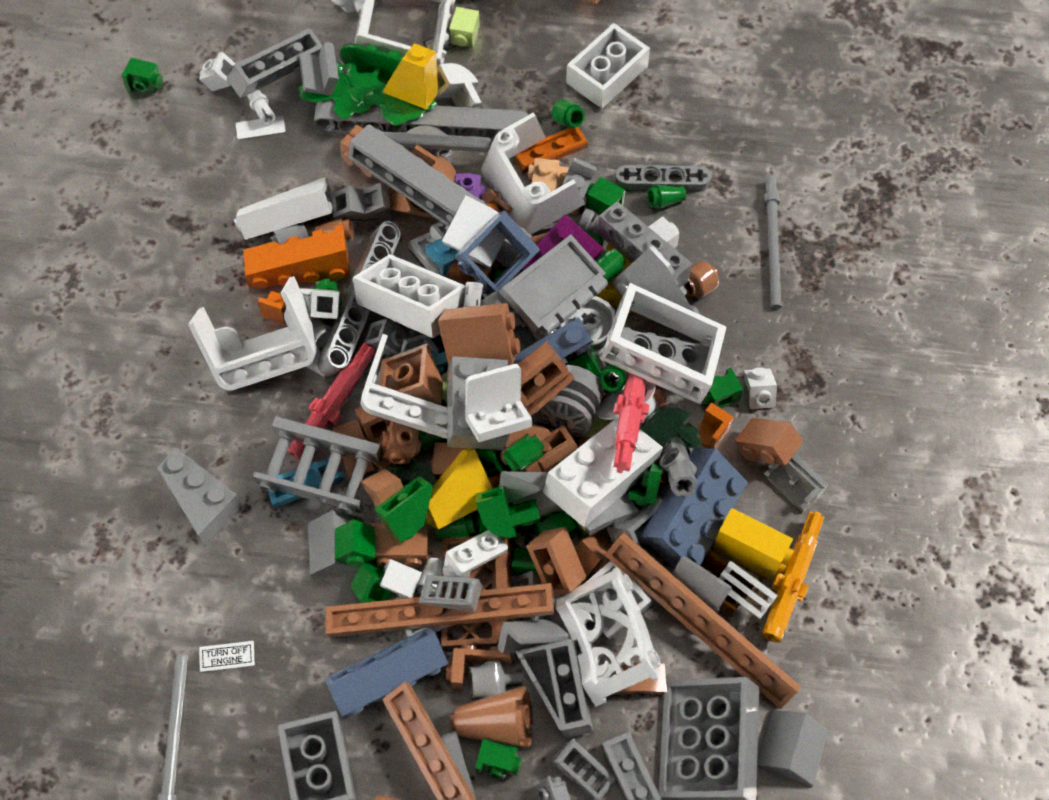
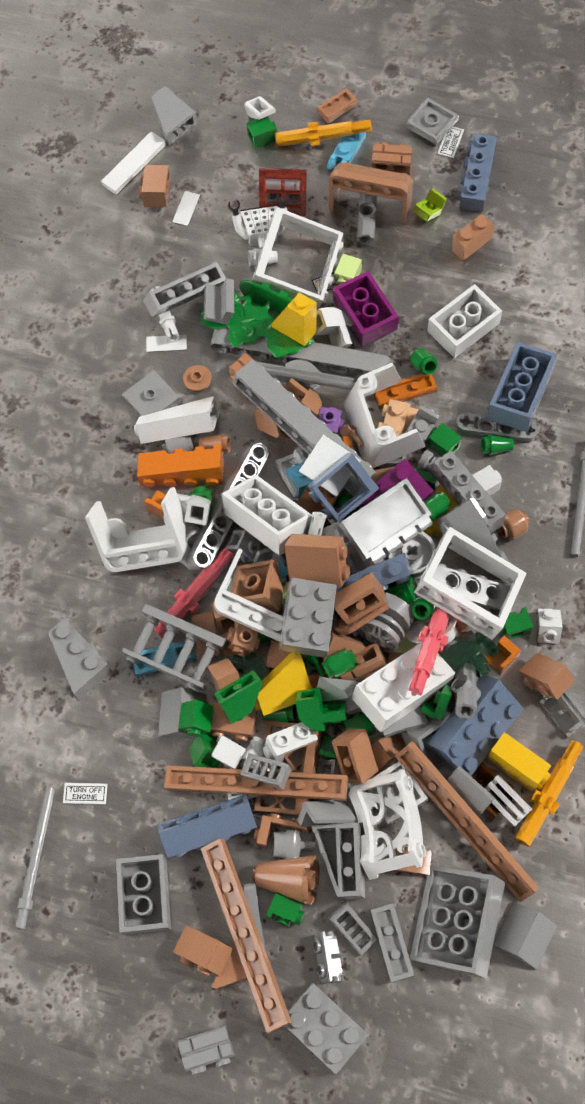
camera: 15 degrees right, 5 degrees up
(142, 76) = (75, 288): green brick -> none
(215, 72) = (133, 289): white brick -> none
(249, 185) = (151, 395): none -> light grey plate
(303, 161) = (197, 378): none -> nougat piece
(352, 19) = (253, 256): none -> white cone
(359, 203) = (239, 423): light grey brick -> none
(493, 62) = (366, 308): none -> magenta brick
(495, 404) = (320, 625): white bracket -> none
(685, 128) = (522, 387): none -> sand blue brick
(695, 418) = (487, 643): none -> clear green arm

